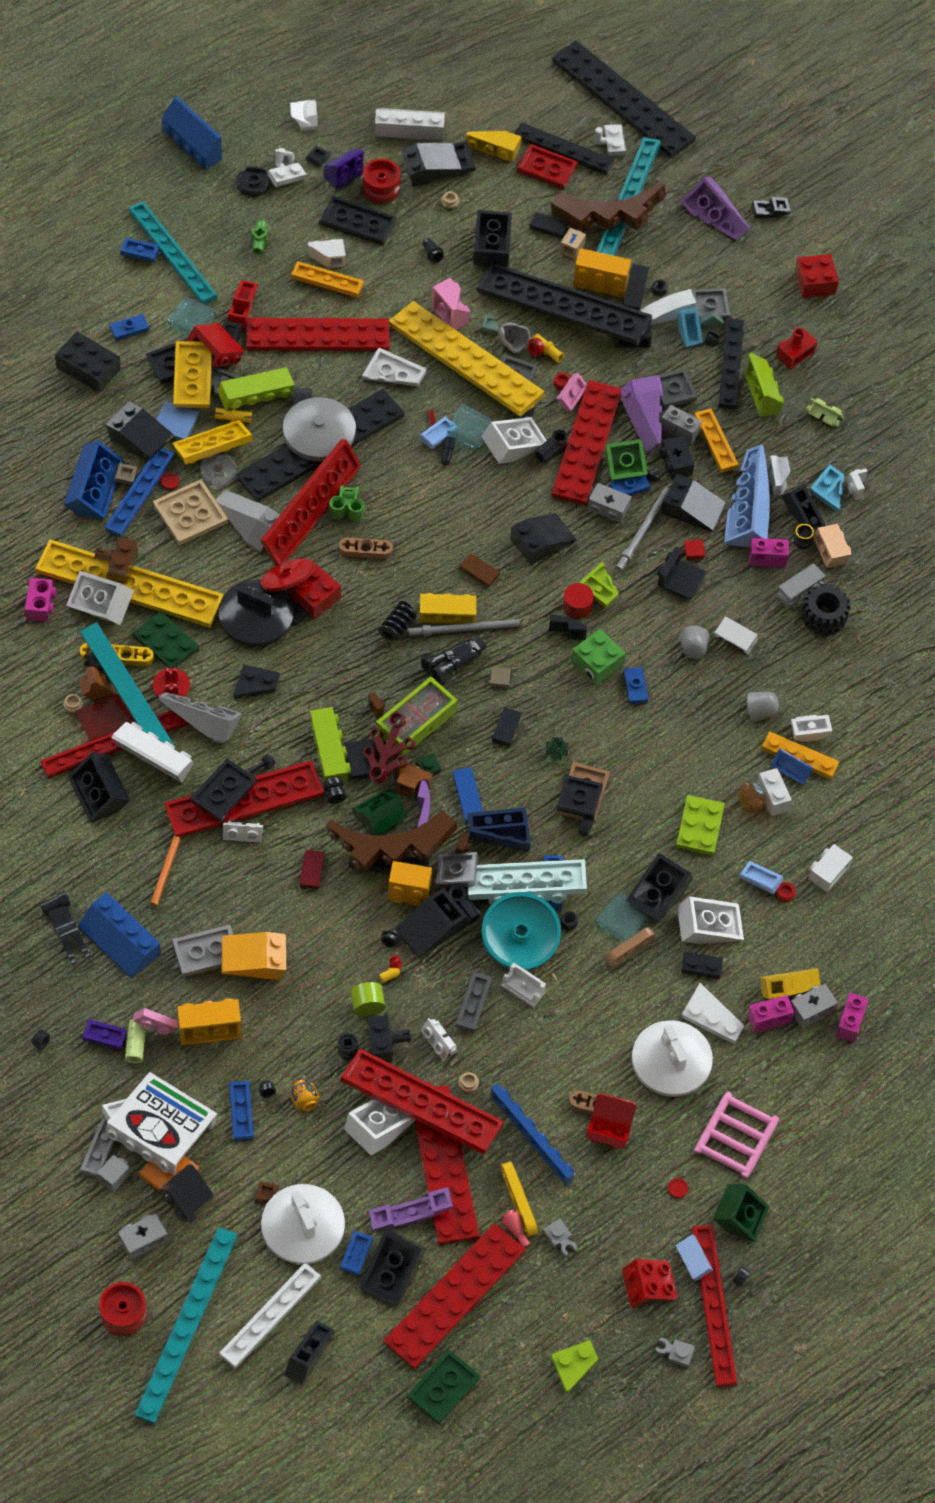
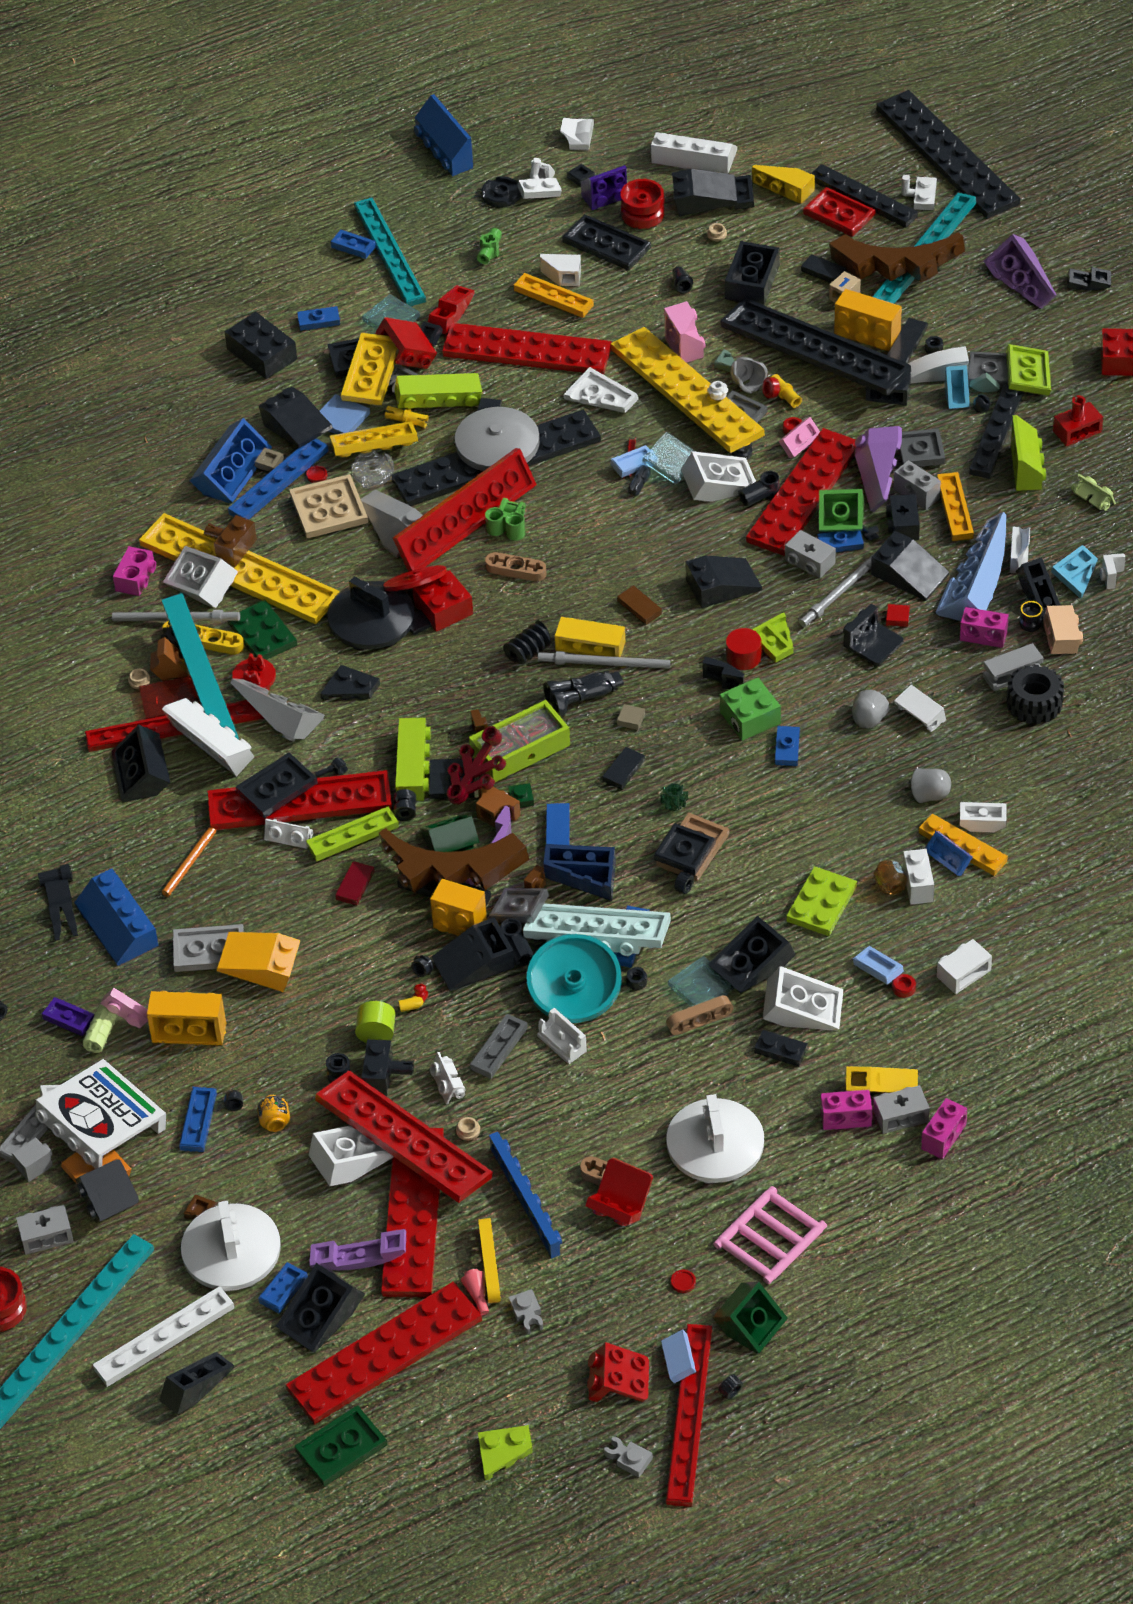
camera: 20 degrees right, 10 degrees down
(125, 634) = (216, 616): none -> light grey bar
(297, 824) = (351, 833): none -> lime plate
(496, 359) = (717, 390): none -> white plate
(712, 1015) = (777, 1103): white wing -> none
(744, 302) = (1028, 369): none -> lime tile

